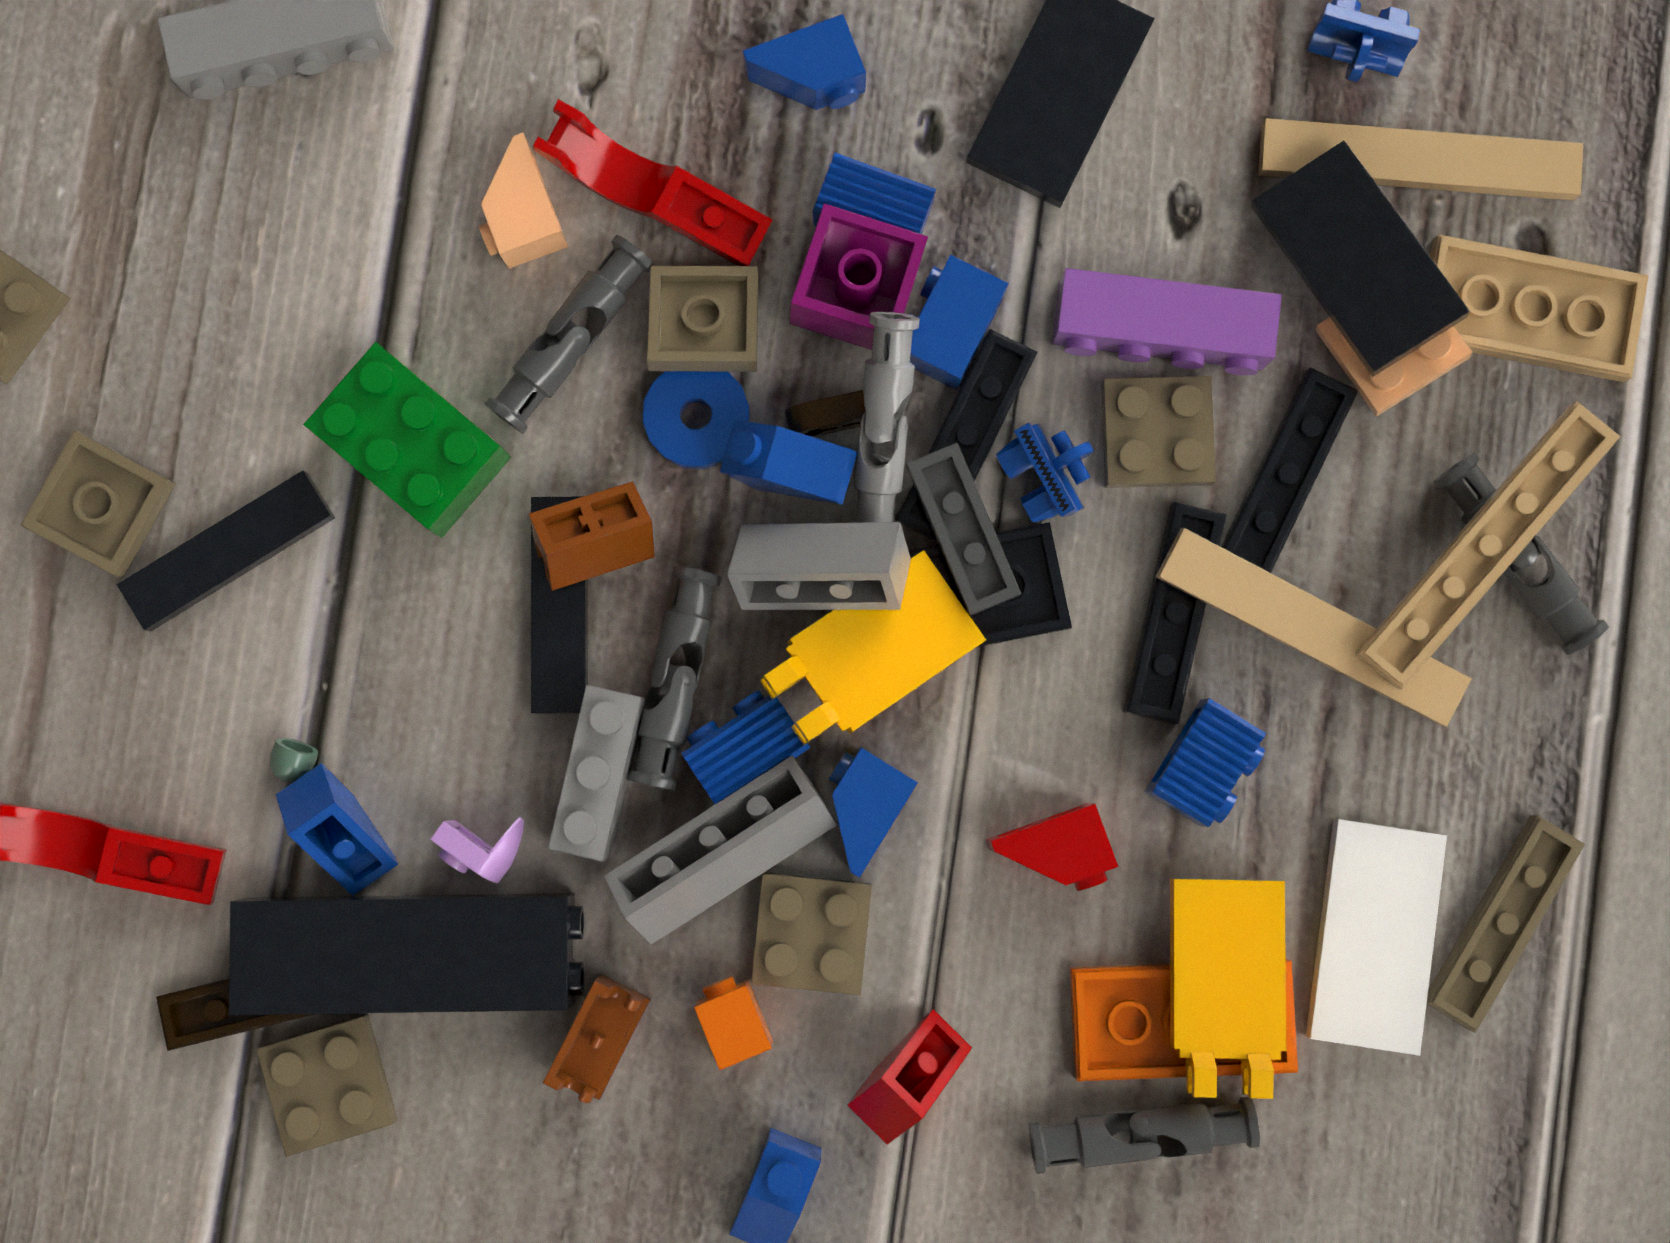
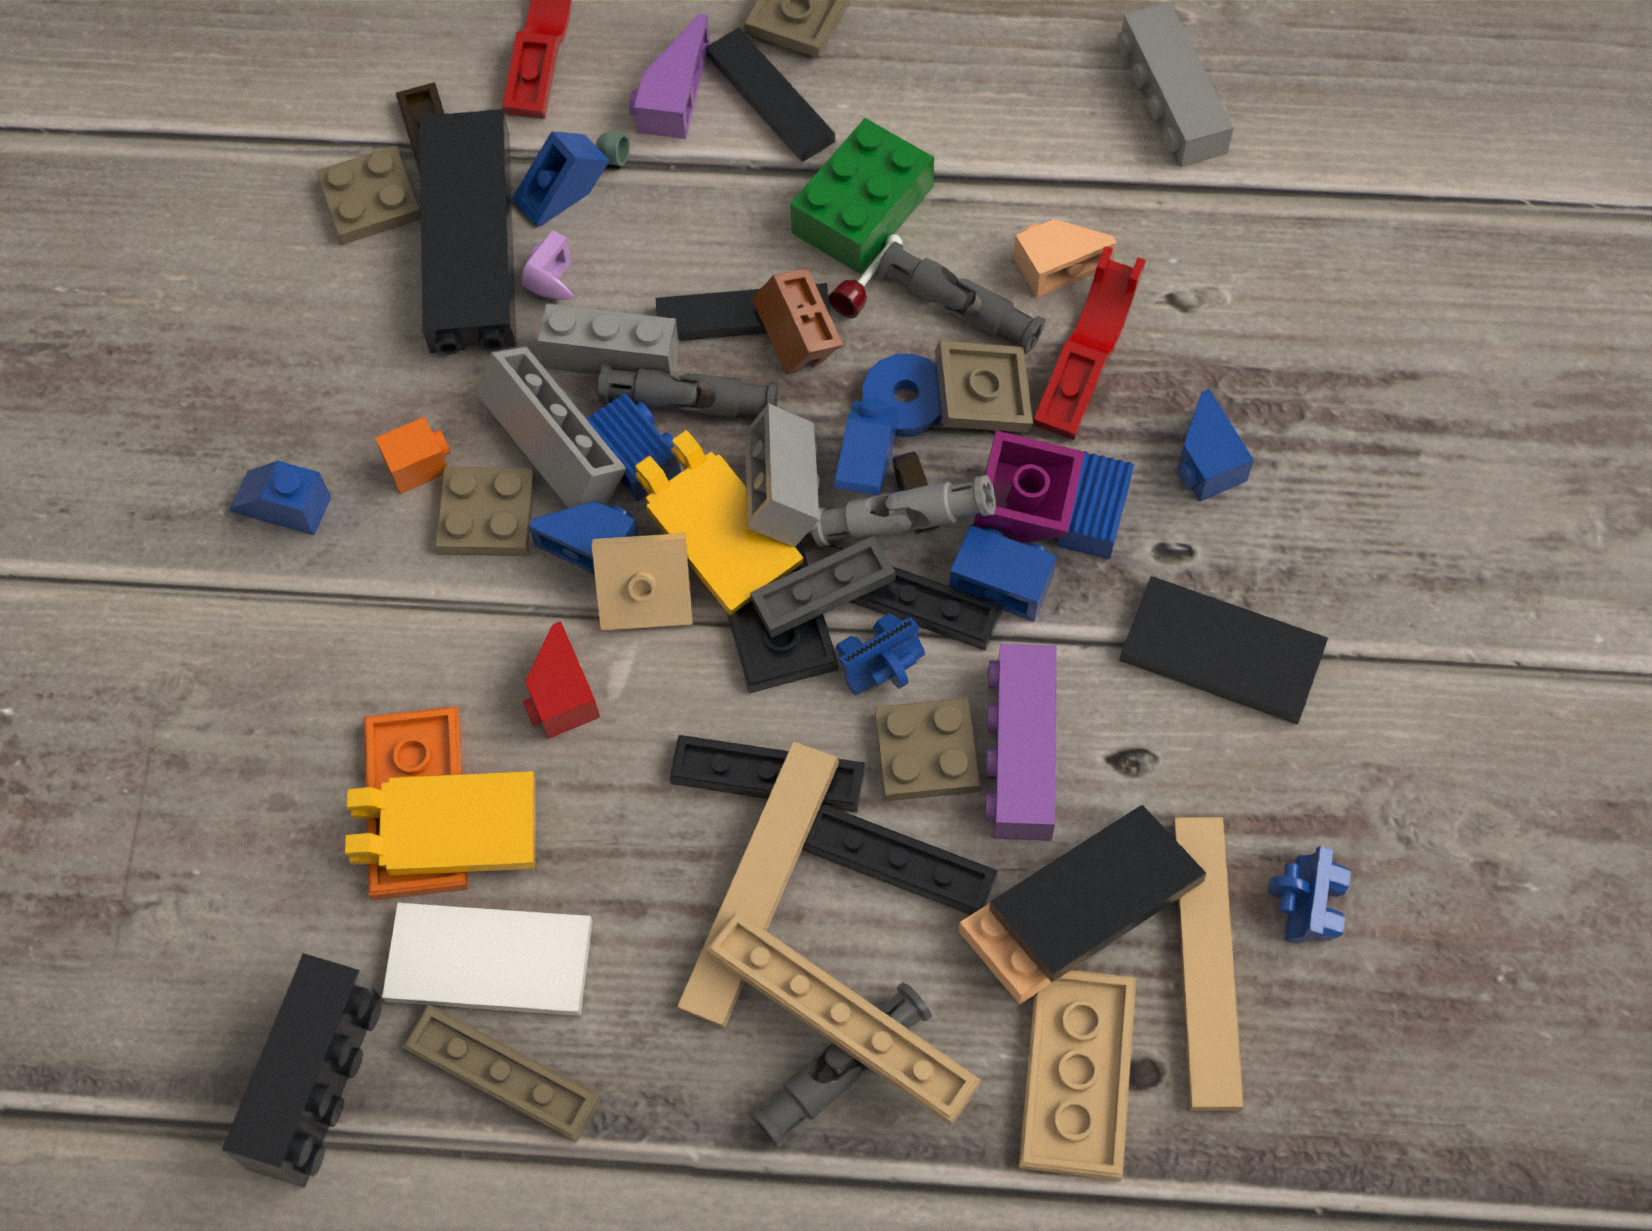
camera: 90 degrees right, 20 degrees down
(204, 679) = (671, 84): none -> medium lavender slope
(550, 469) = (850, 295): none -> dark red hinge
(597, 1039) = (402, 361): dark orange hinge -> none
(910, 1078) = (369, 585): red slope -> none
(941, 742) = (642, 581): none -> tan plate
(1153, 1134) = (318, 774): dark grey piece -> none
(1207, 763) = (635, 799): blue brick -> none
(1524, 1139) = (304, 1071): none -> black brick

